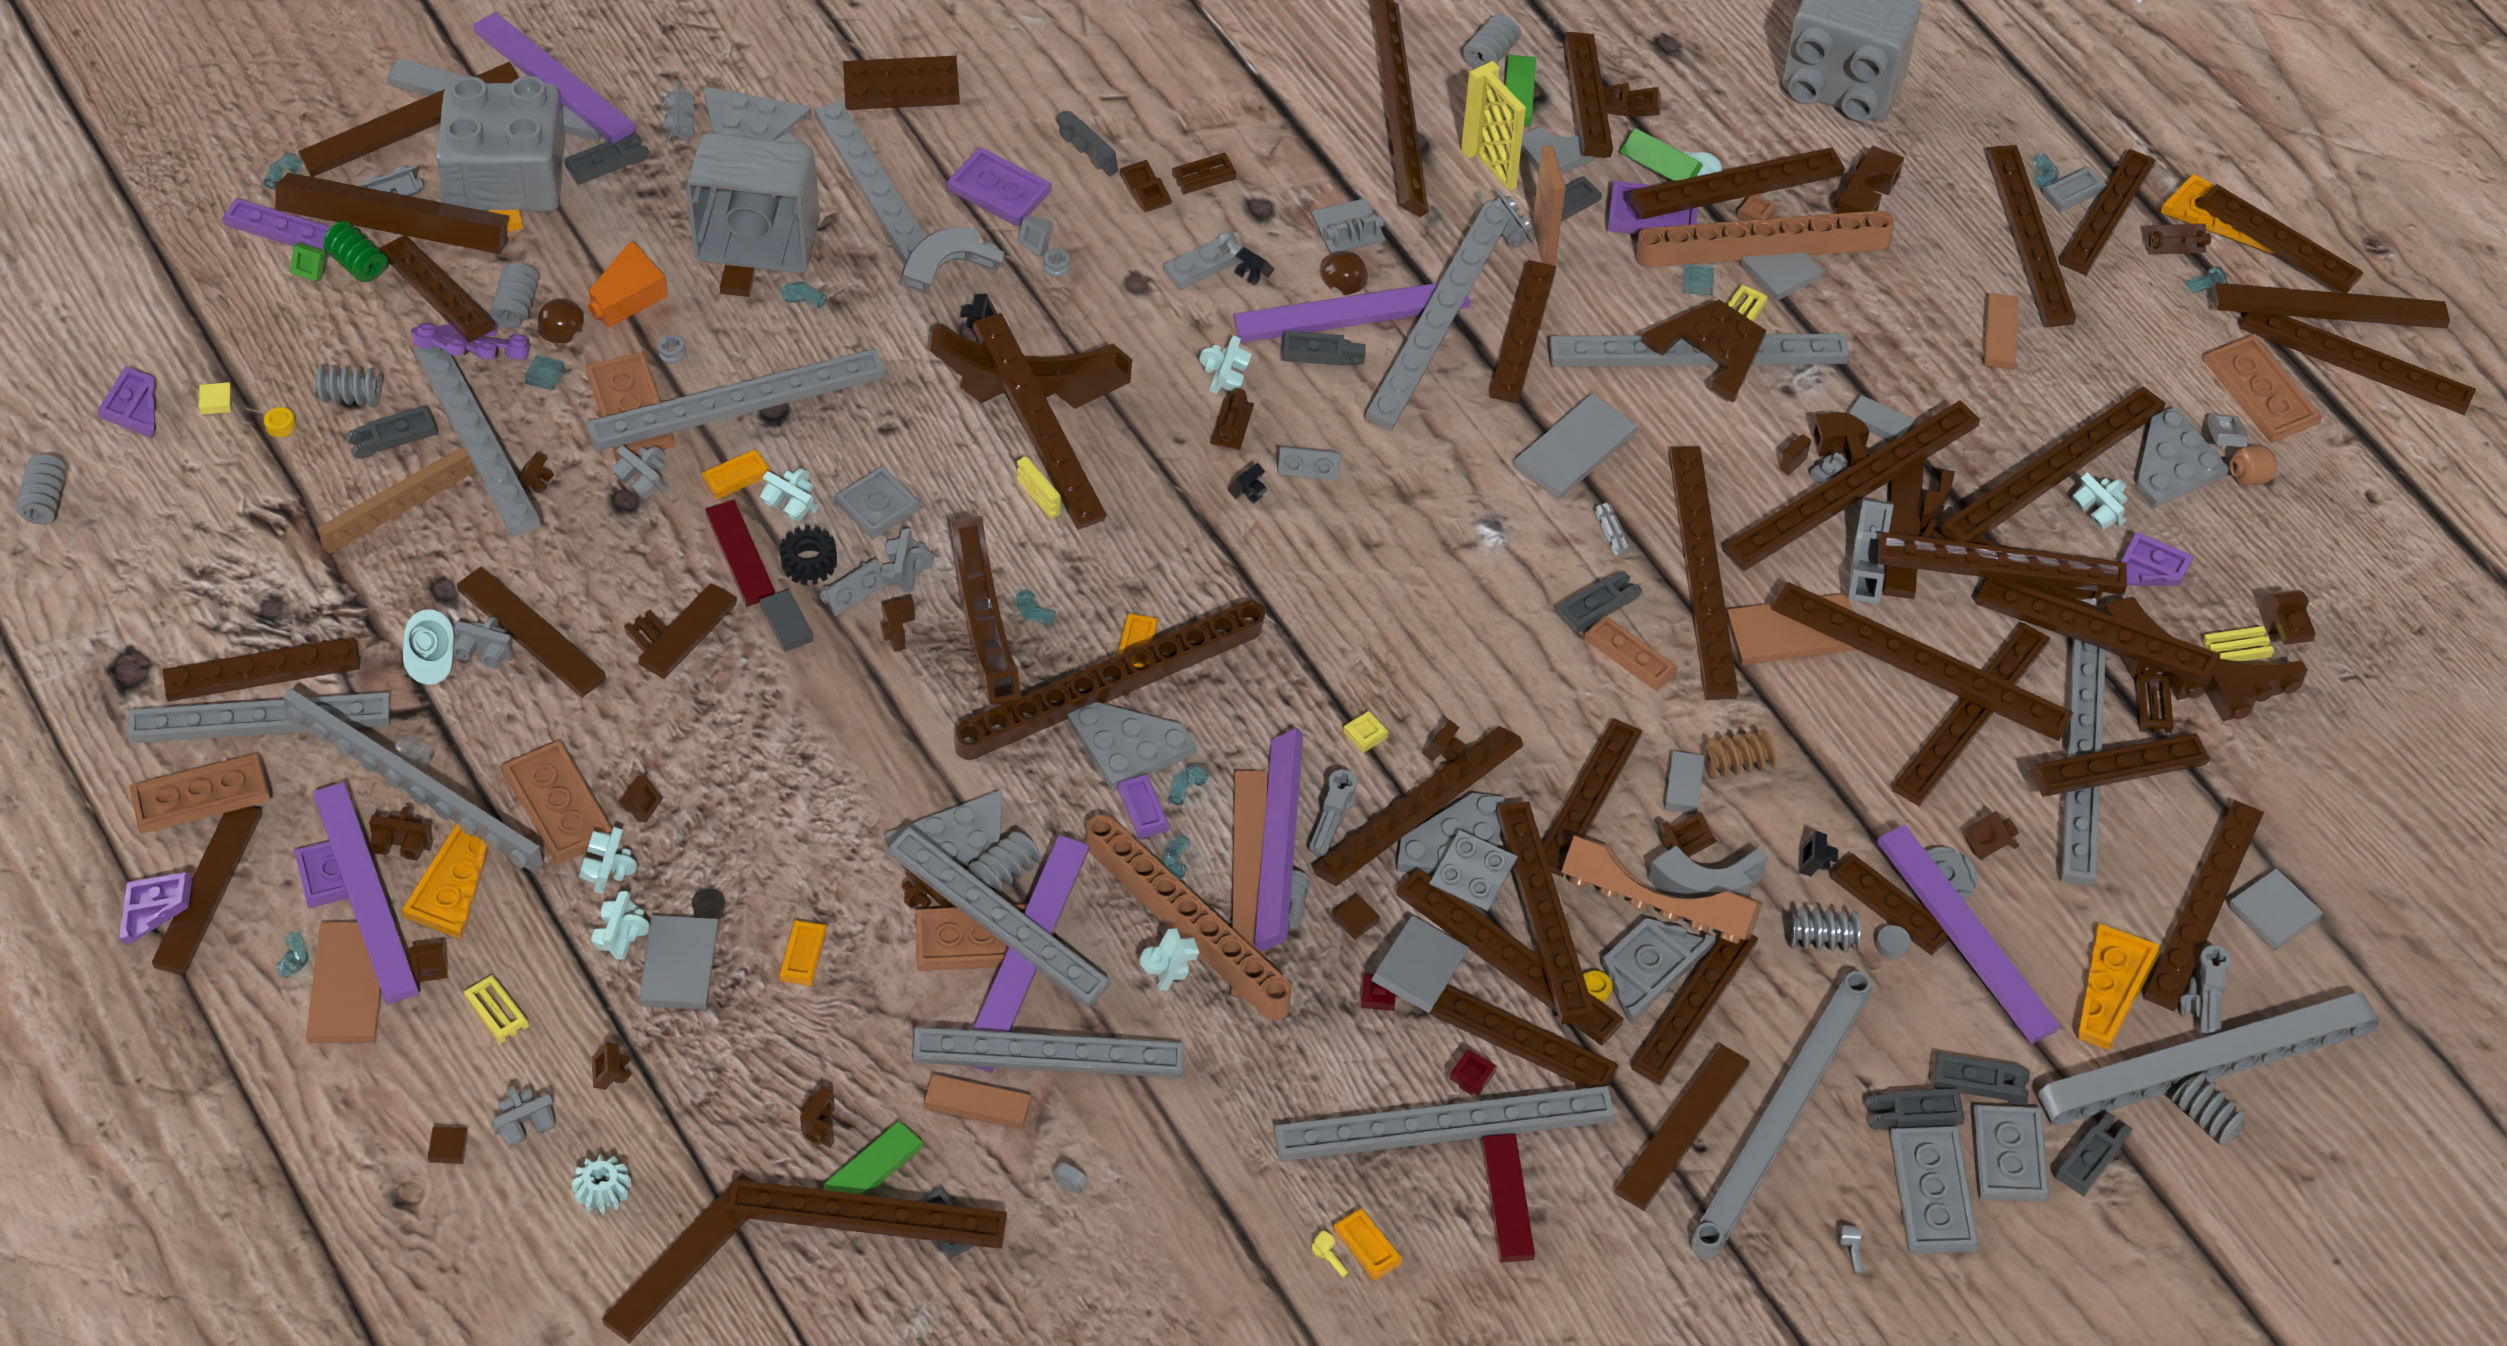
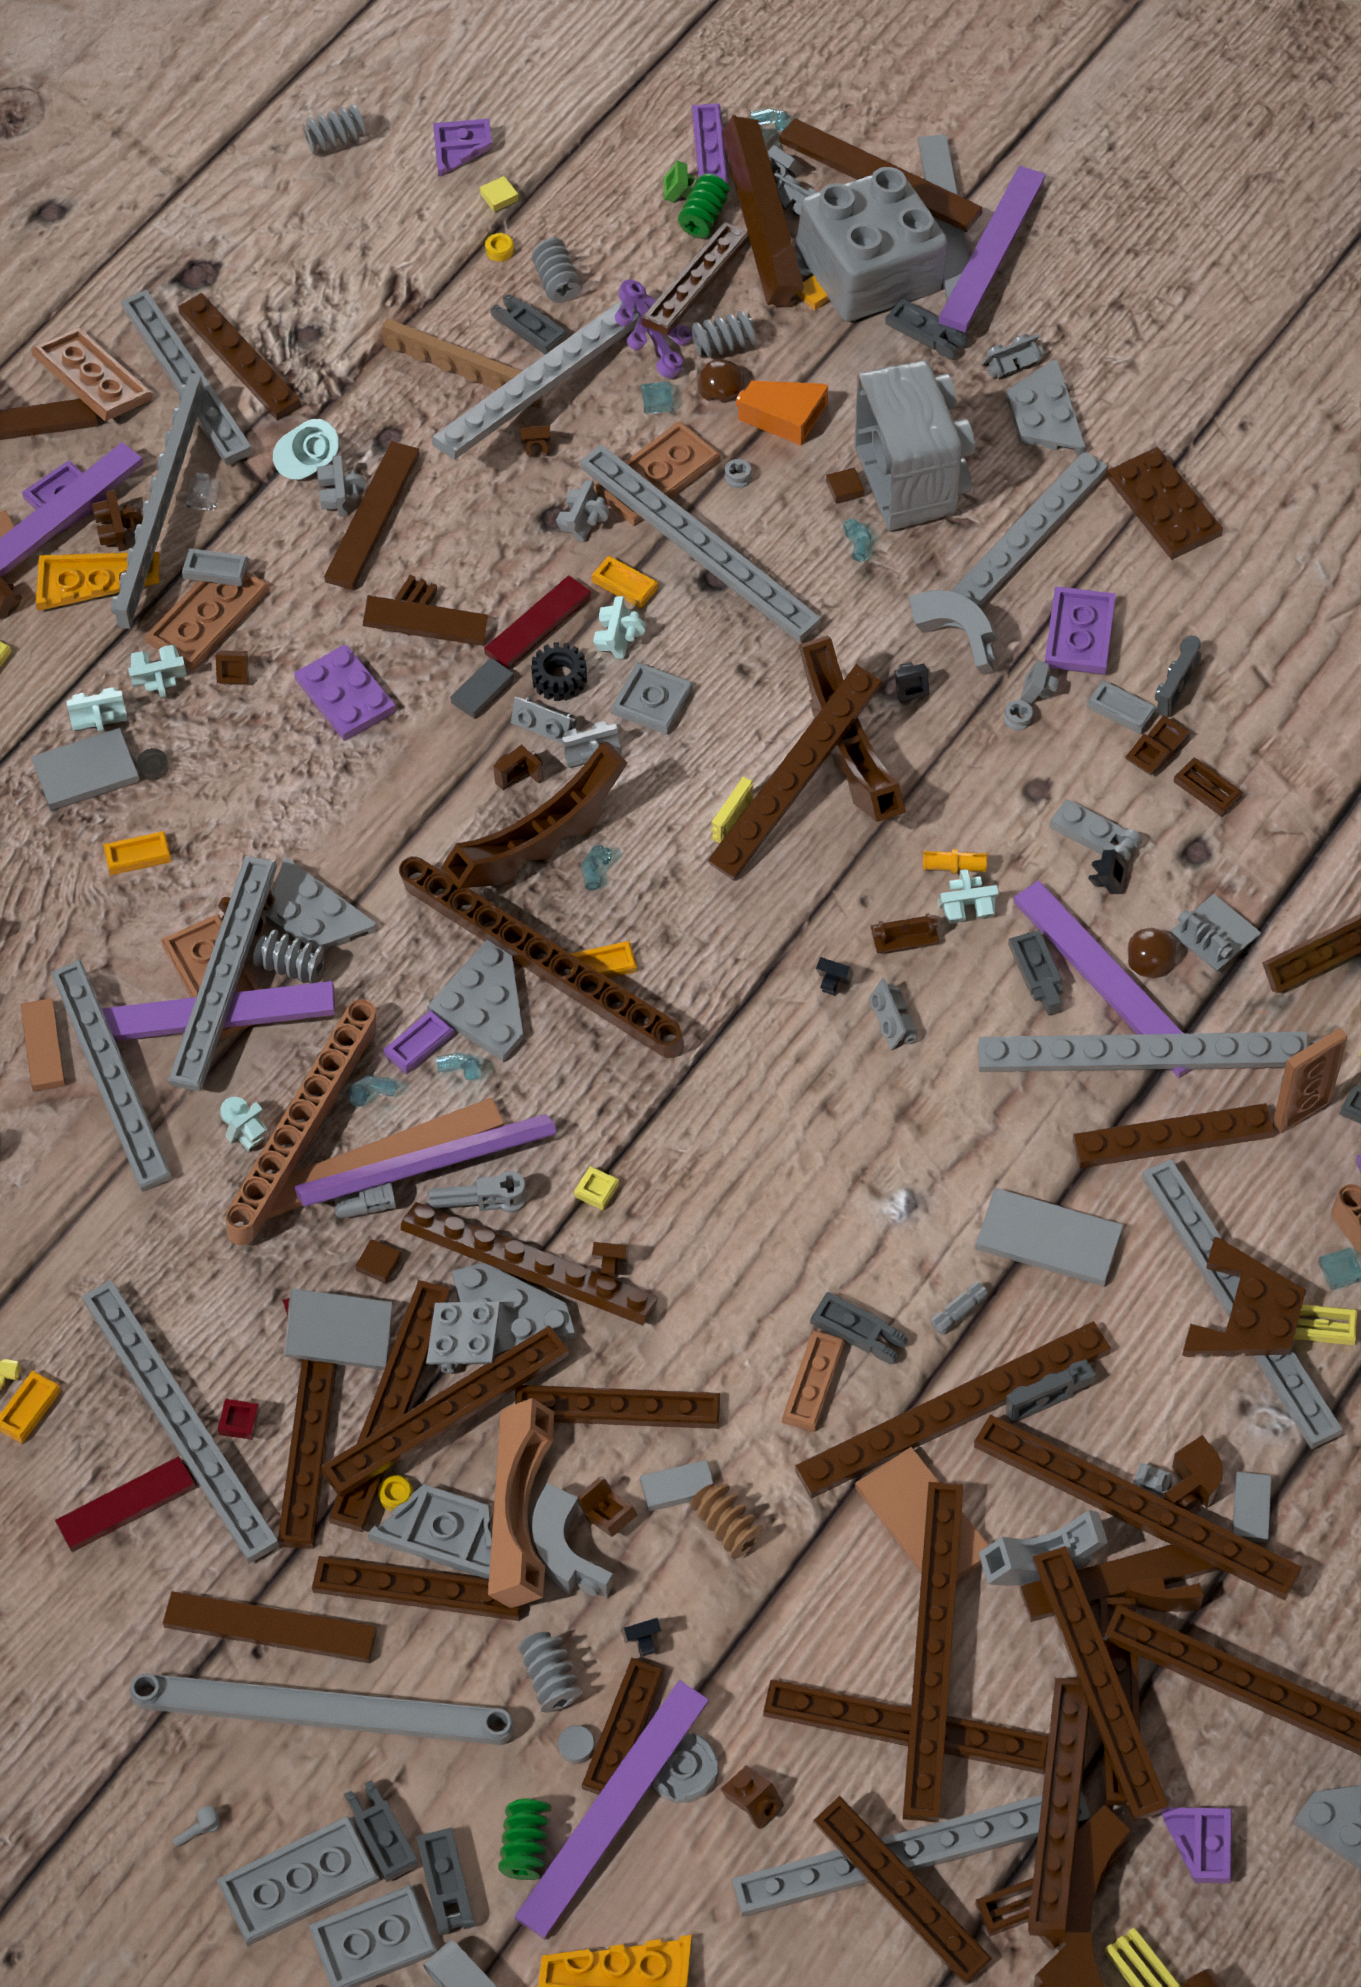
camera: 70 degrees right, 5 degrees up
(347, 175) = (784, 162): none -> light grey tile
(515, 771) = (215, 567): none -> light grey tile
(722, 725) = (345, 692): none -> medium lavender plate
(1090, 194) = (1121, 707): none -> light grey tile
(1181, 360) = (954, 861): none -> light orange pin
(1720, 496) = (1048, 1391): none -> dark grey hinge
(1795, 454) = (1149, 1439): reddish brown tile -> none
(1969, 1003) = (522, 1837): none -> green piece
(2109, 509) = (1265, 1764): light aqua hips -> none

